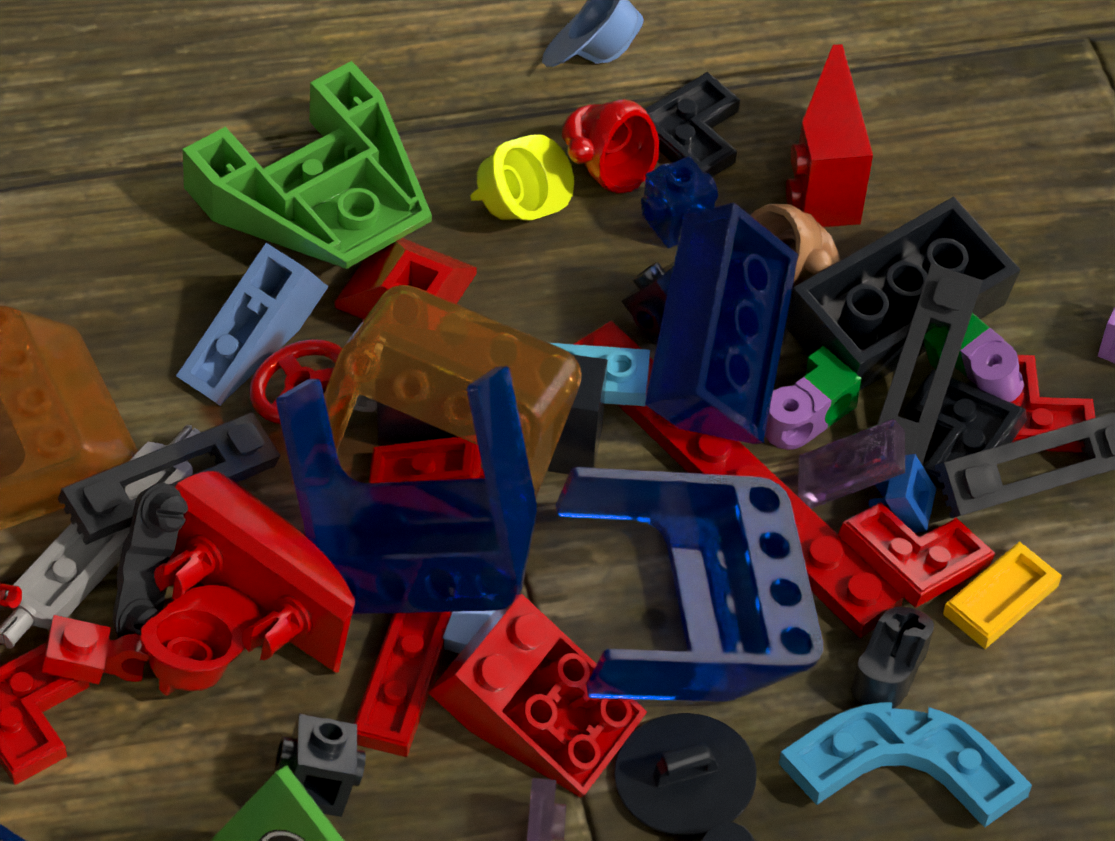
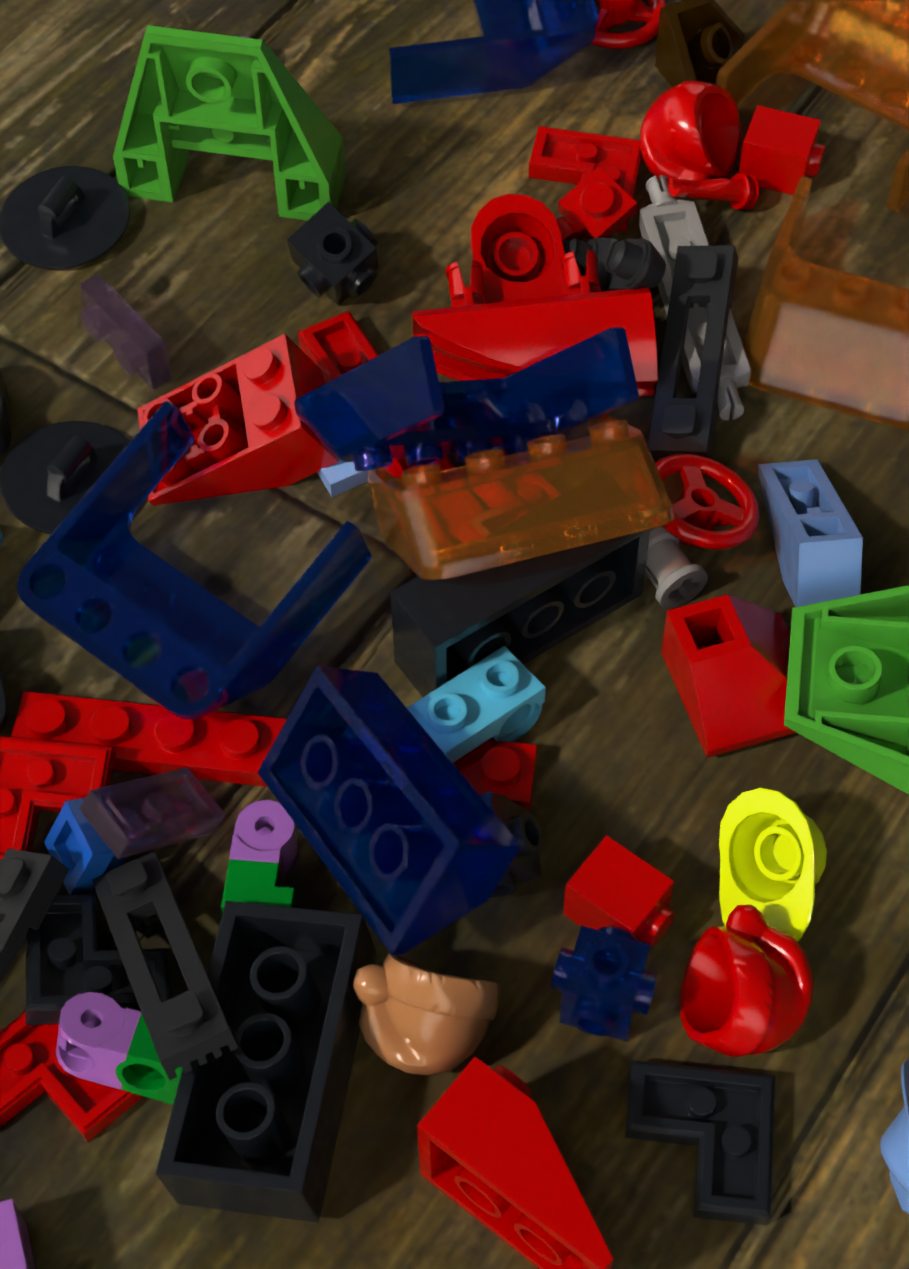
camera: 140 degrees right, 5 degrees up
(621, 235) = (620, 893): none -> red brick

